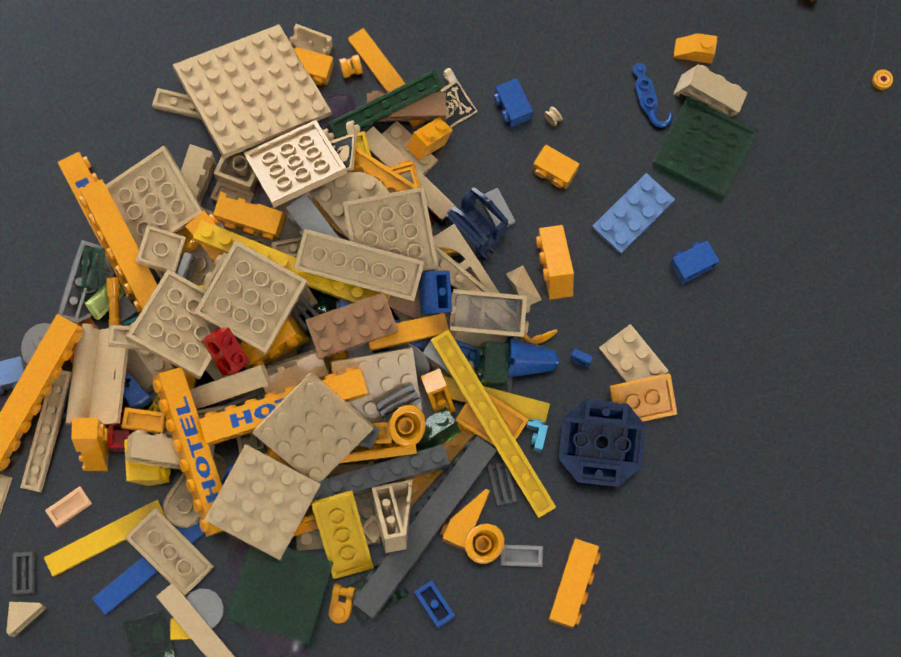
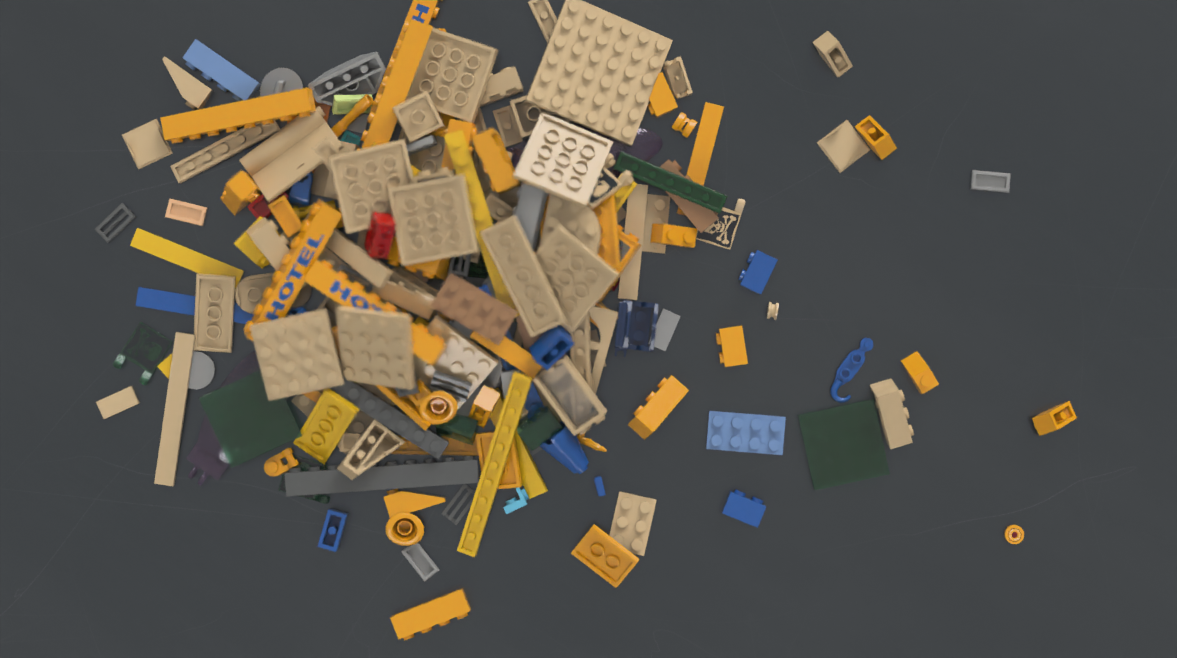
camera: 50 degrees right, 15 degrees up
(22, 614) = (86, 248): tan slope -> none
(93, 266) = (351, 89): clear green tile -> none
(523, 285) = (620, 398): tan slope -> none
(606, 464) = (535, 569): dark blue piece -> none

